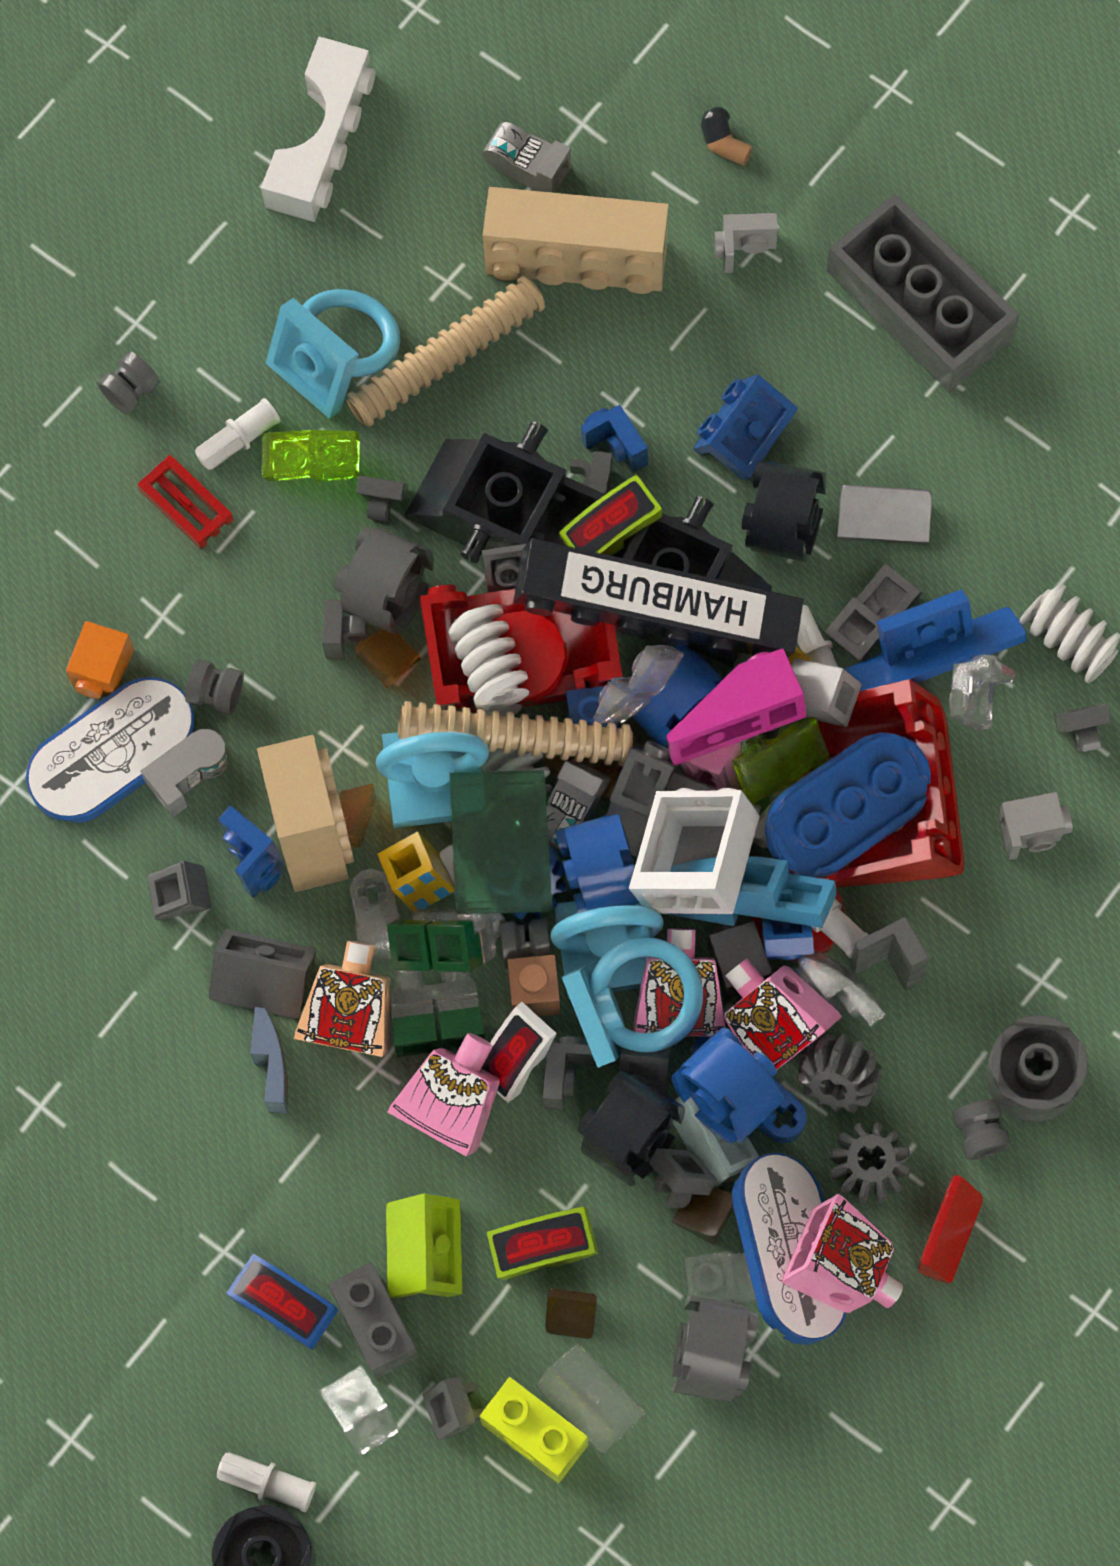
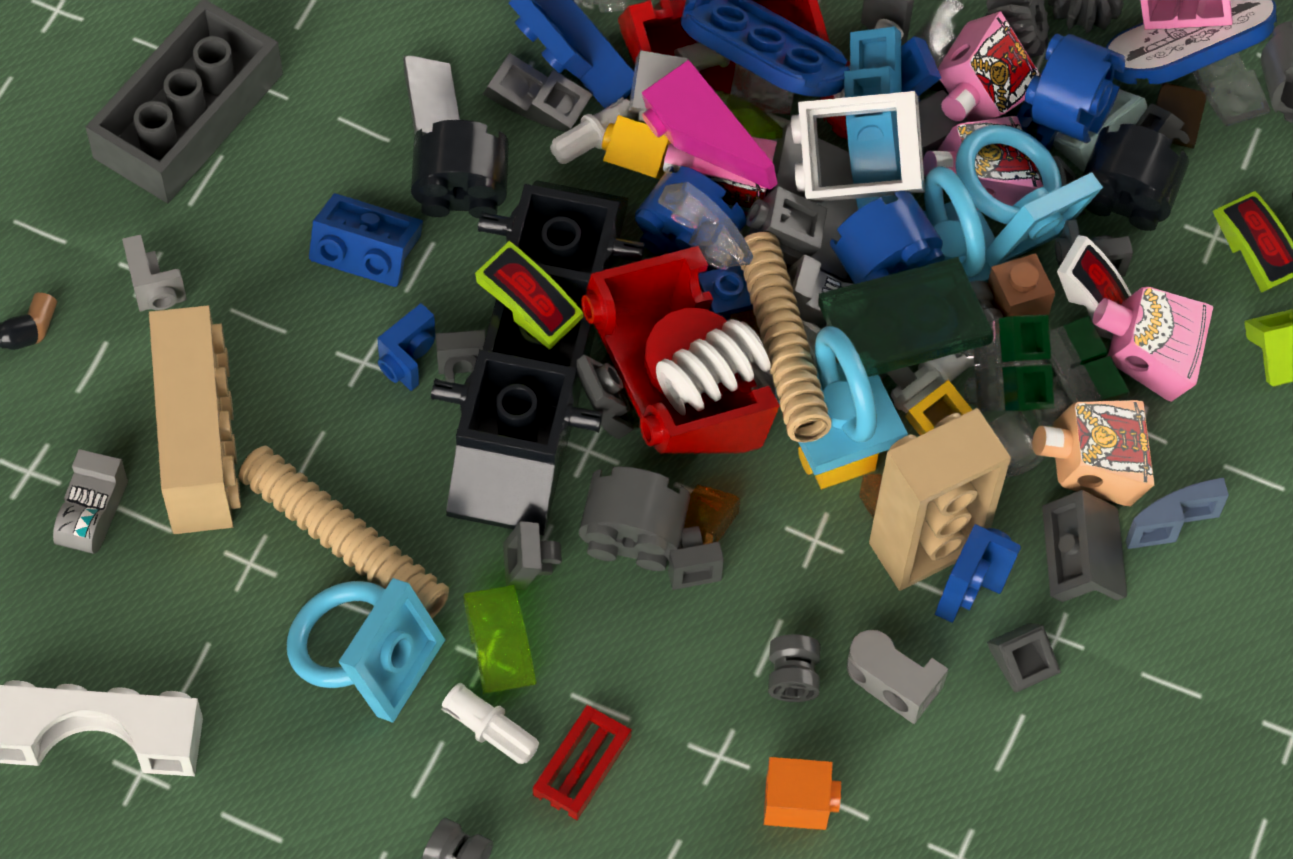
camera: 110 degrees left, 10 degrees down
(104, 749) = (893, 762): white tile -> none
(655, 601) = (619, 219): black brick -> none

